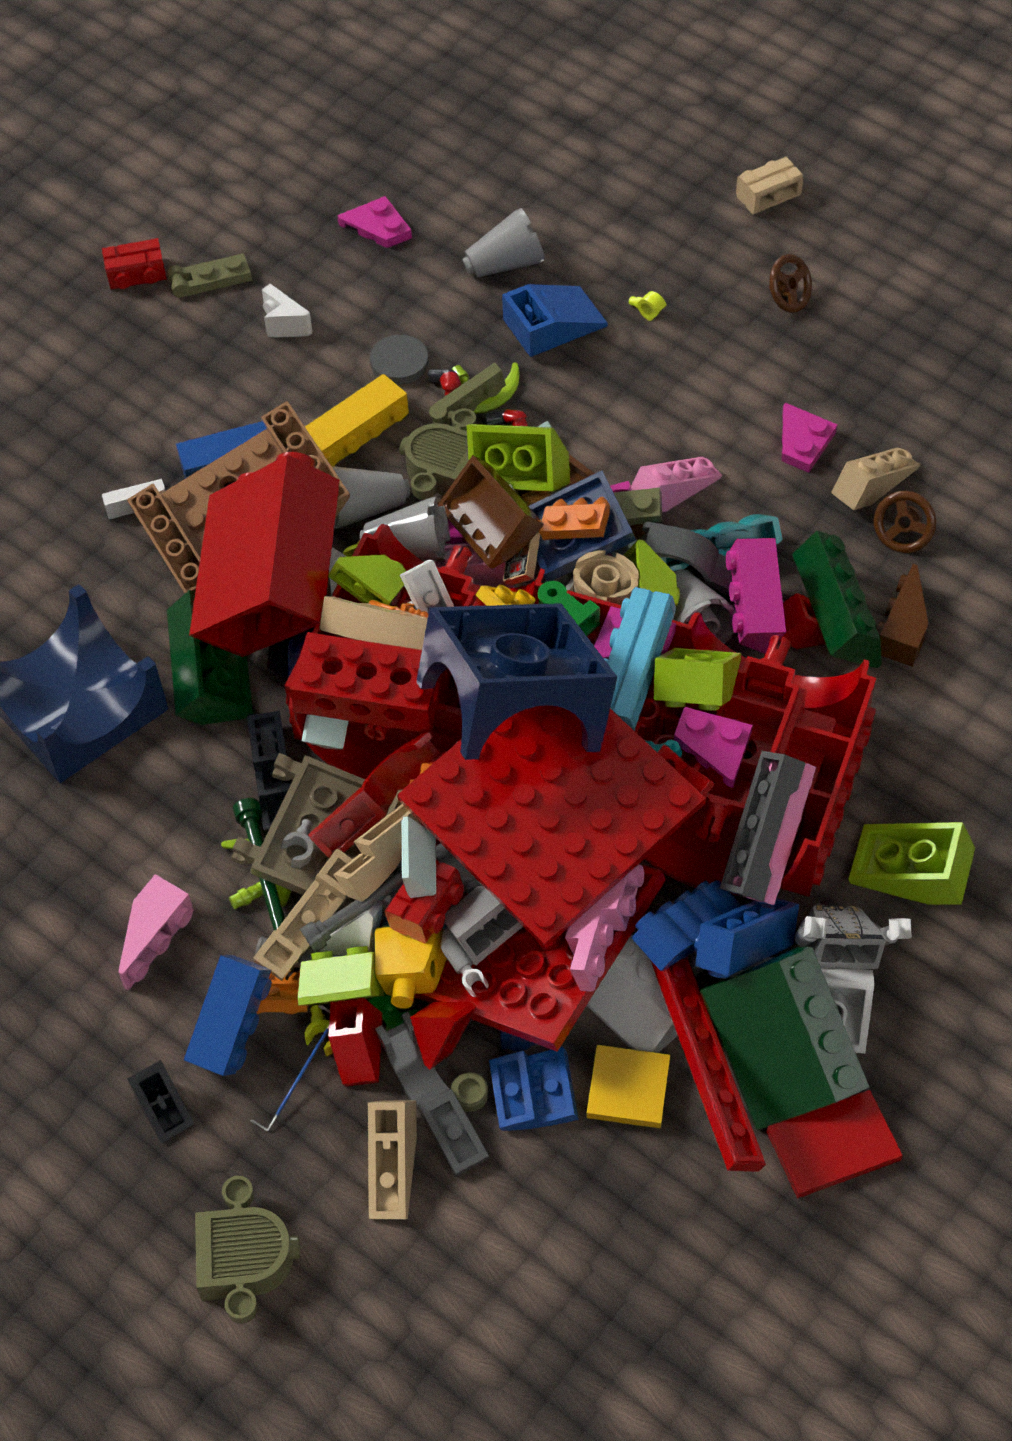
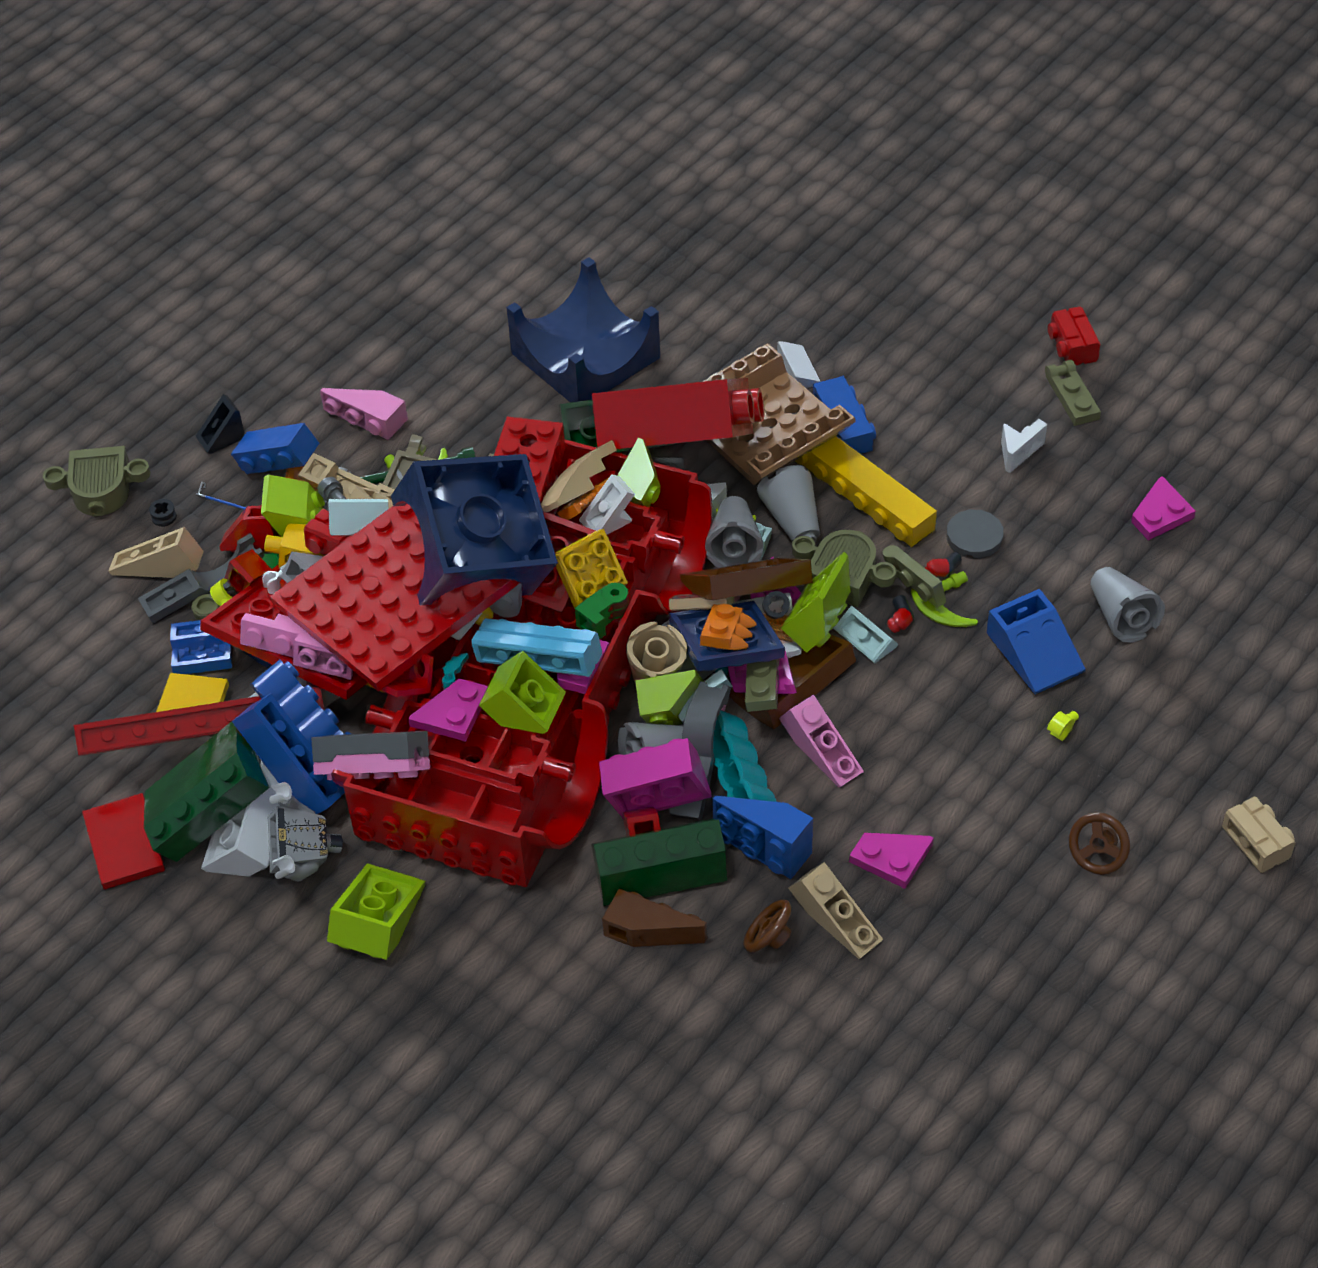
camera: 90 degrees right, 5 degrees down
(301, 1154) = (163, 519): none -> black bush
(462, 1064) = (218, 592): none -> neon yellow piece
(525, 490) = (784, 608): none -> black bush
(808, 509) = (766, 831): none -> blue slope

